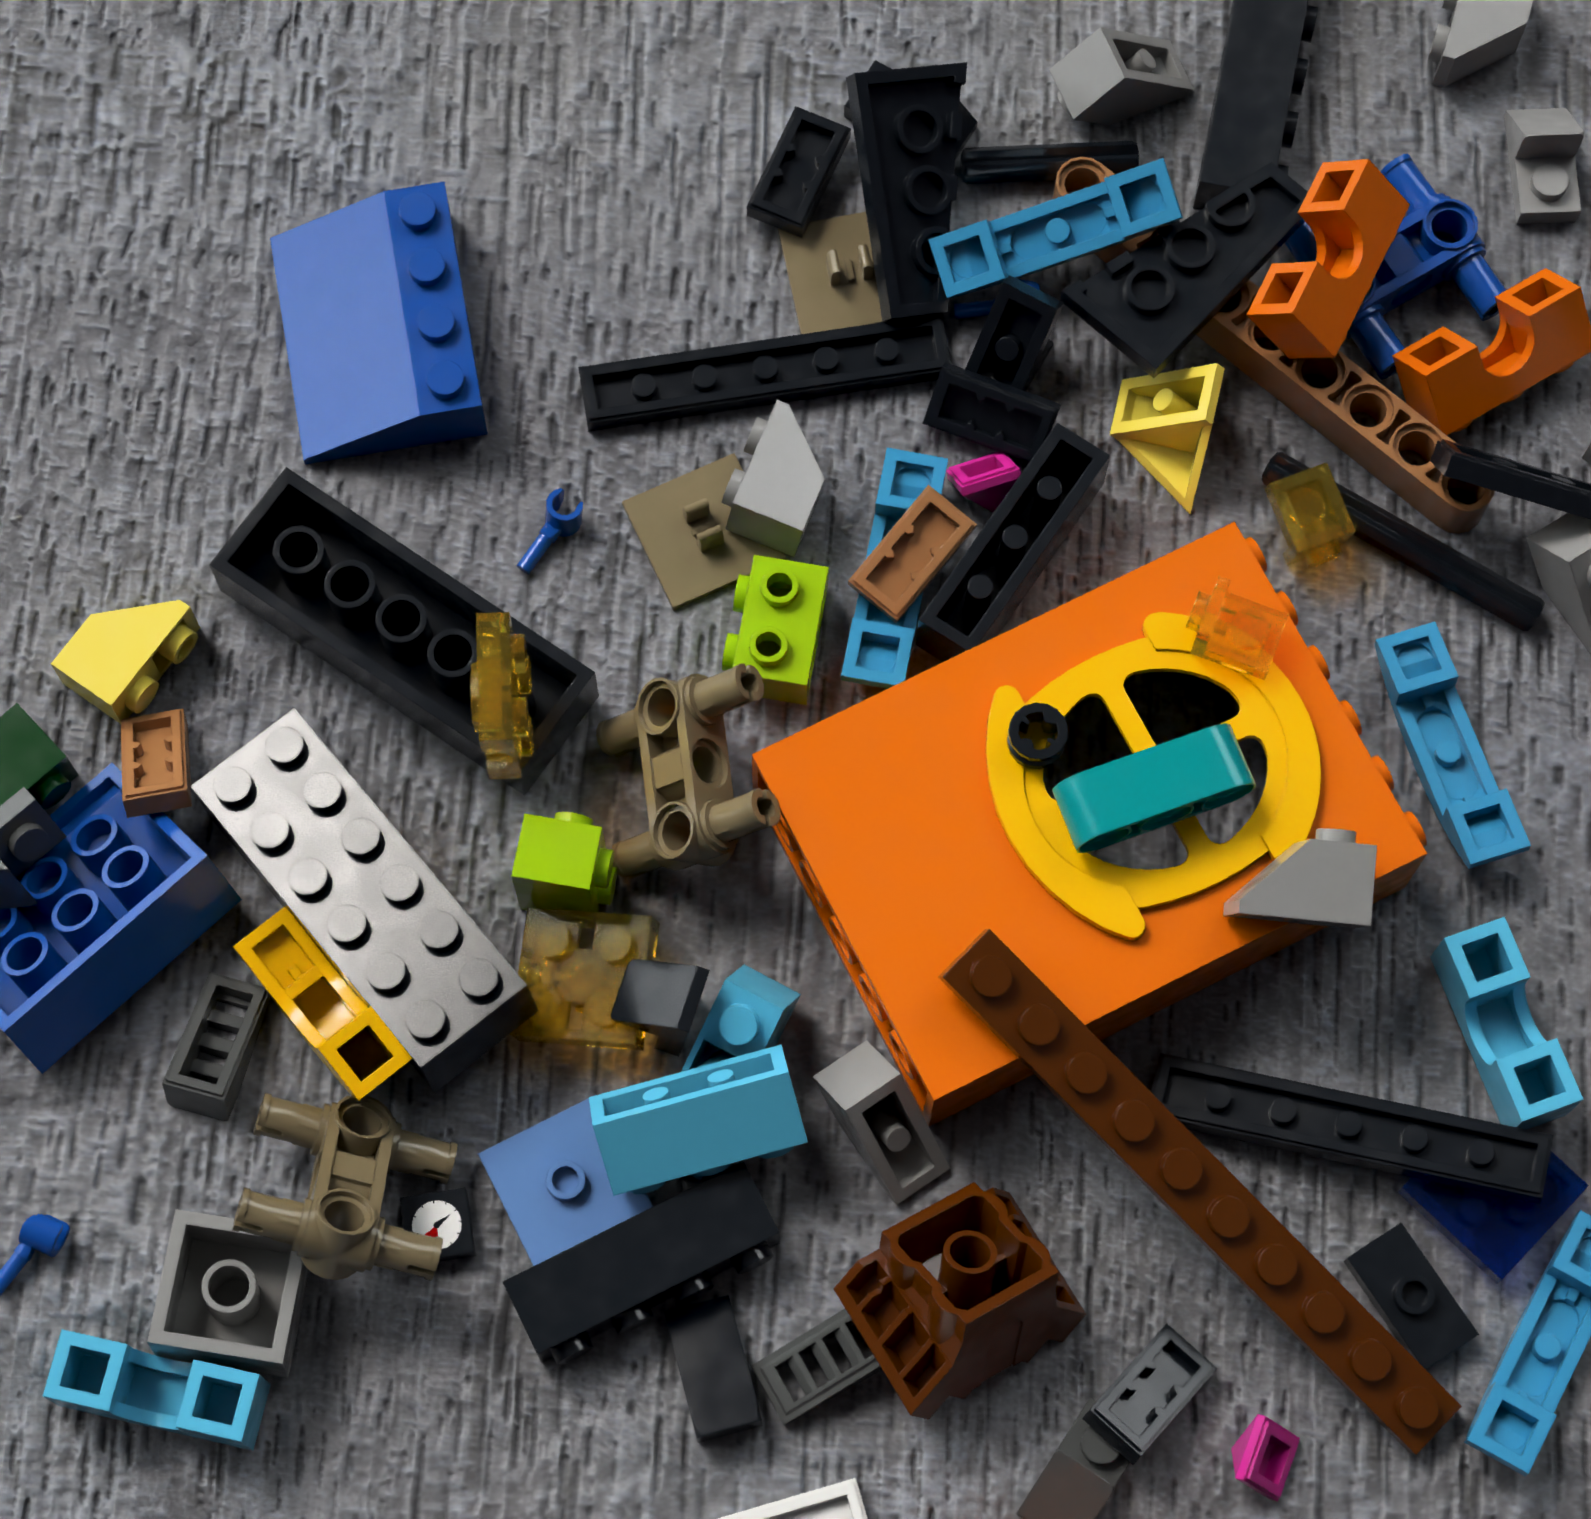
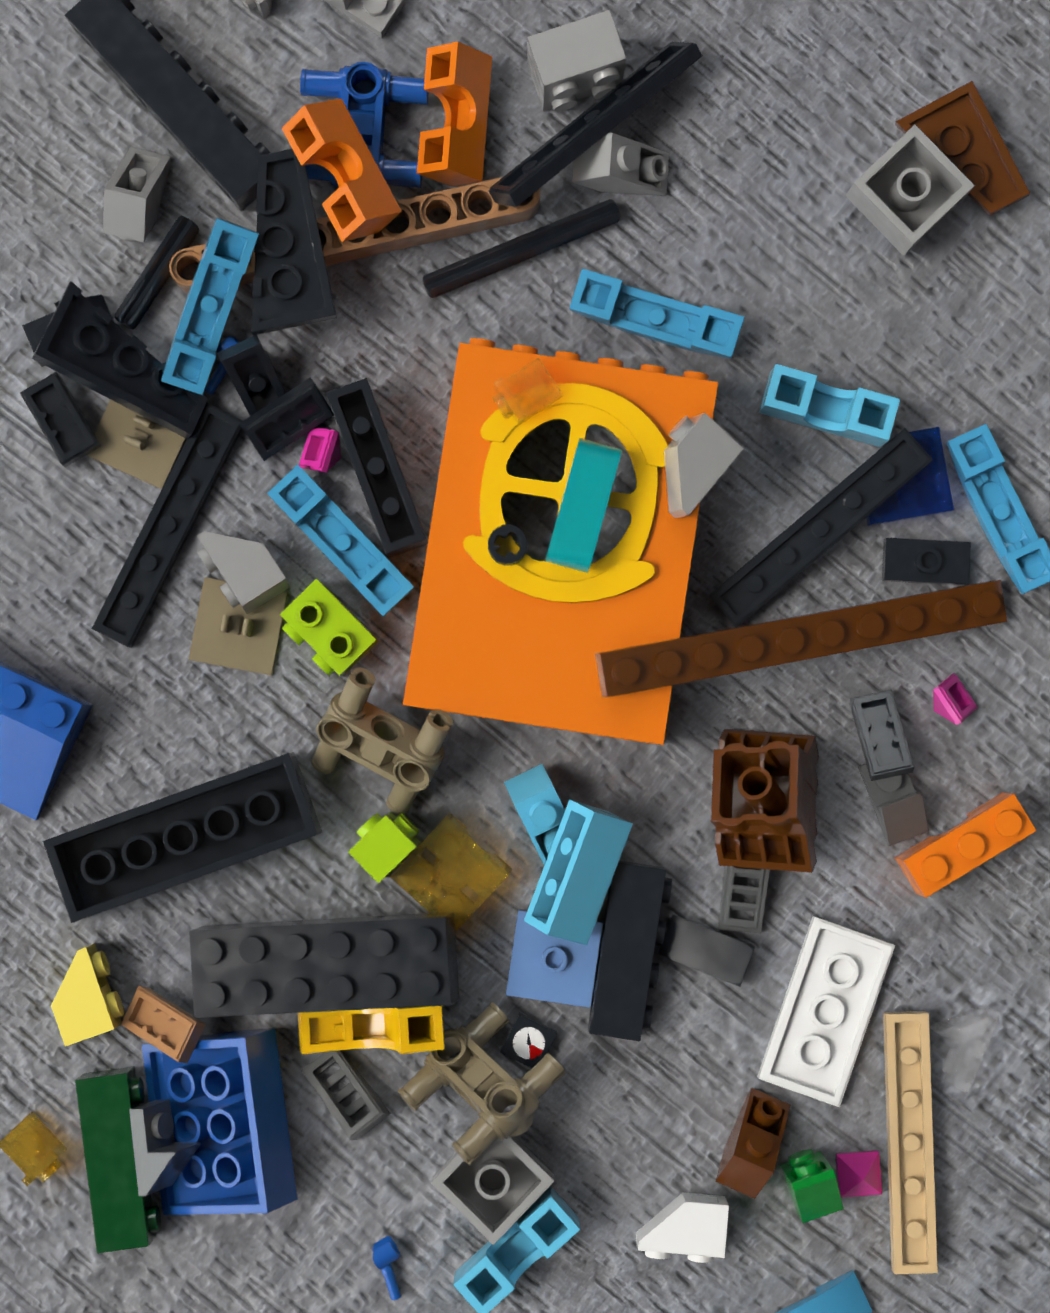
camera: 55 degrees left, 15 degrees up
(495, 688) = (274, 825): clear yellow brick -> none
(554, 526) = (178, 712): blue hand -> none
(660, 1000) = (497, 846): black slope -> none
(882, 1121) = (640, 770): light grey slope -> none
(912, 554) = (340, 526): medium nougat plate -> none
(1169, 424) = (365, 325): light yellow slope -> none
(1310, 516) = (475, 289): clear yellow bracket -> none

